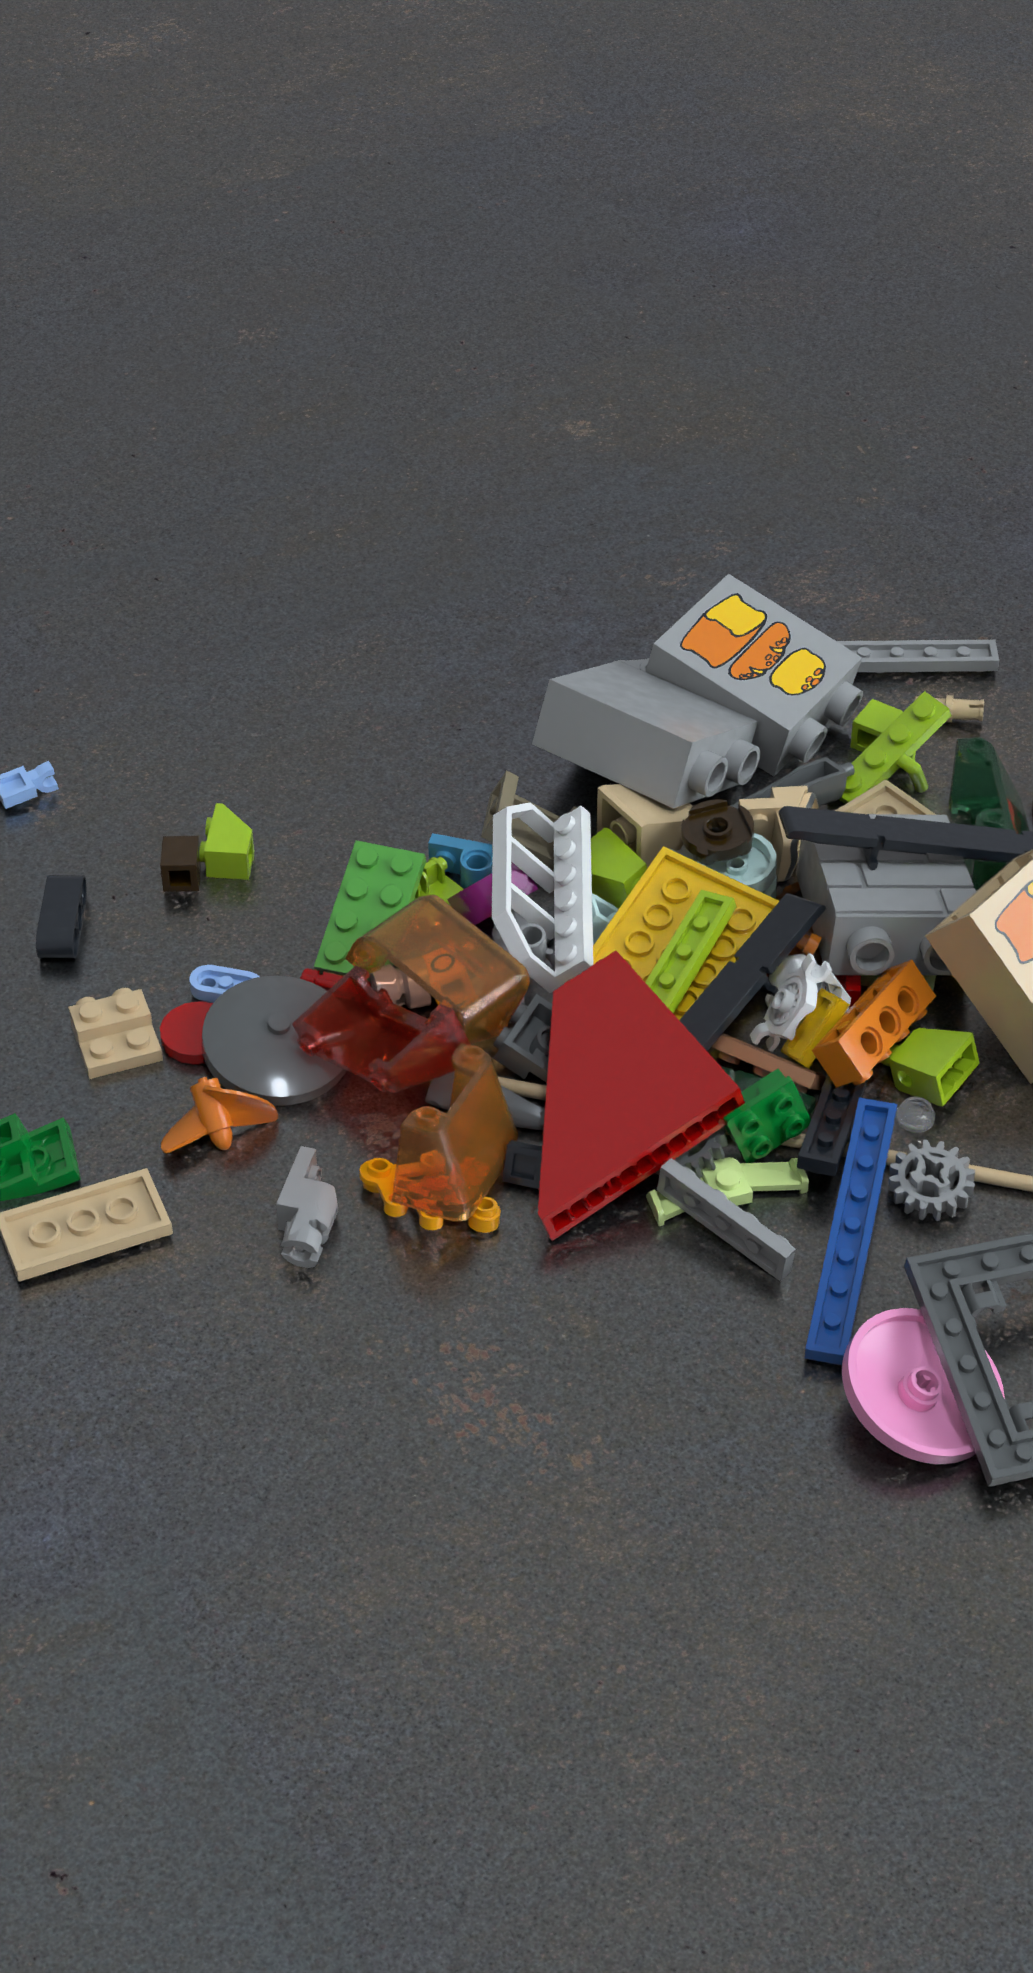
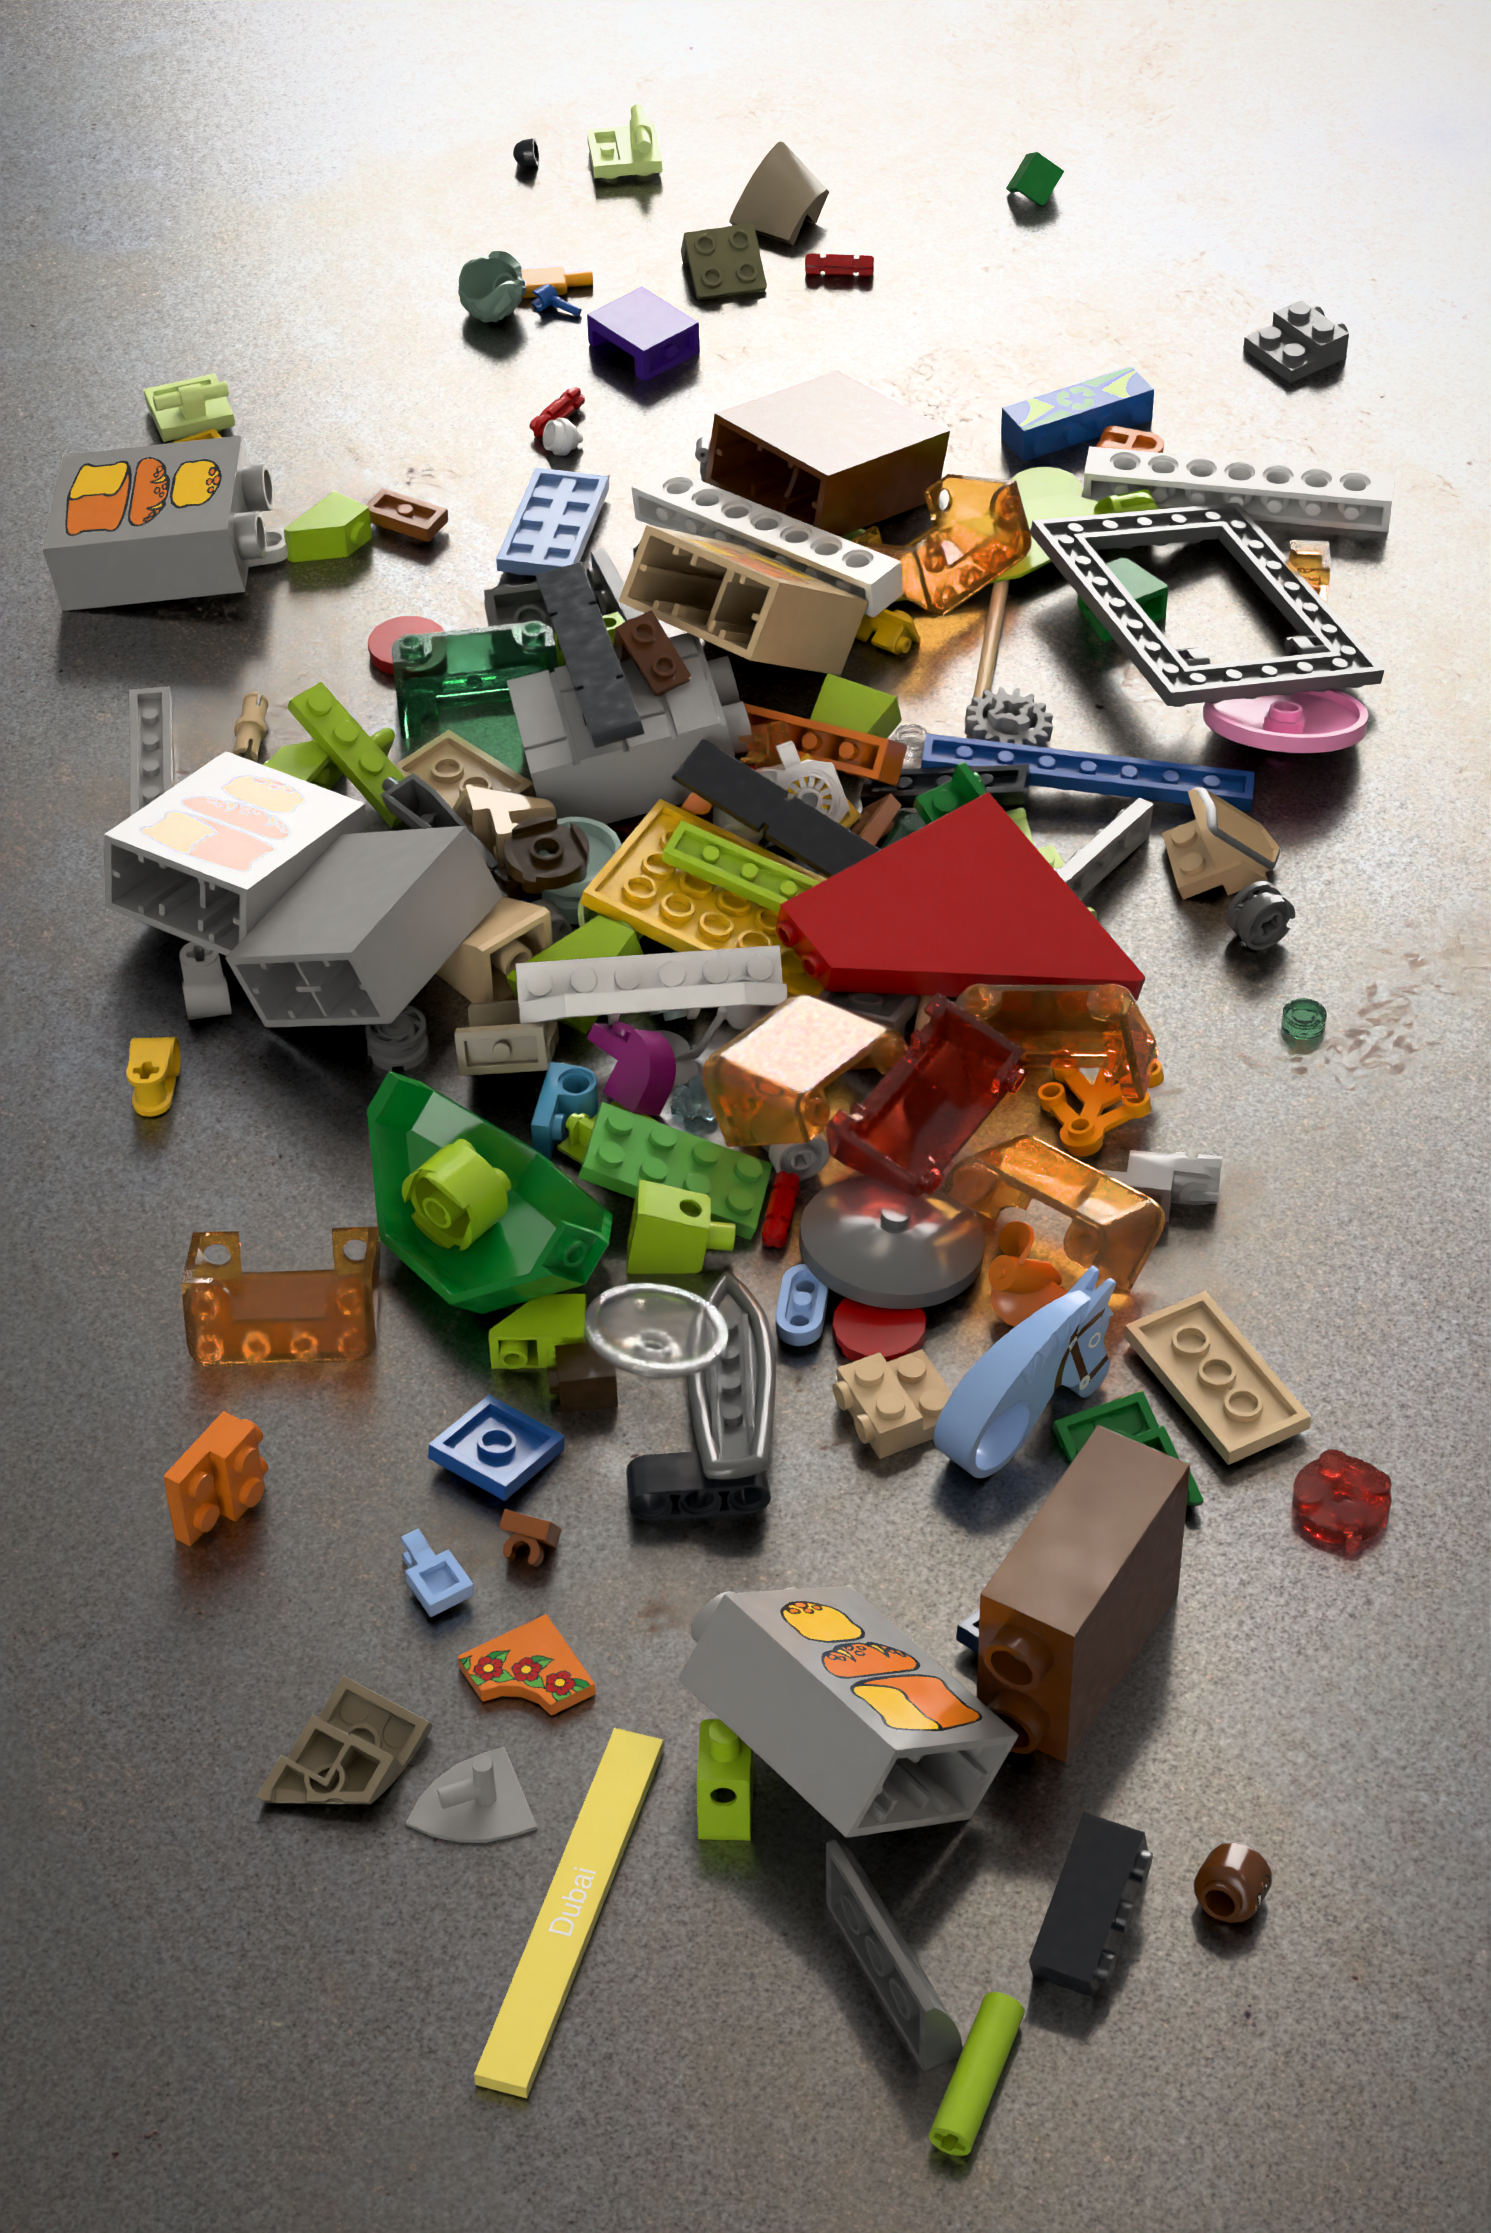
camera: 95 degrees left, 0 degrees up
(43, 829) = (528, 1530): none -> dark orange tile
(69, 1067) = (1017, 1376): none -> light blue animal
(123, 673) = (216, 1477): none -> orange plate
(130, 819) = (496, 1447): none -> blue plate
(148, 931) = (736, 1395): none -> dark grey piece
(186, 863) = (656, 1330): none -> clear dish
(254, 1116) = (1110, 1222): none -> clear orange windscreen
(297, 709) = (280, 1314): none -> clear orange windscreen
(306, 919) = (673, 1231): none -> lime torso
(357, 787) = (456, 1195): none -> lime brick
(364, 797) = (538, 1247): none -> green panel
(506, 1355) = (1304, 1018): none -> clear green tile
(546, 657) = (153, 1073): none -> yellow piece
(563, 782) = (399, 1043): none -> dark grey wheel
(630, 1326) = (1262, 917): none -> dark grey wheel
(733, 1309) = (1218, 847): none -> tan piece
(851, 972) = (763, 743): none -> clear orange plate
(932, 866) = (652, 653): none -> reddish brown bracket

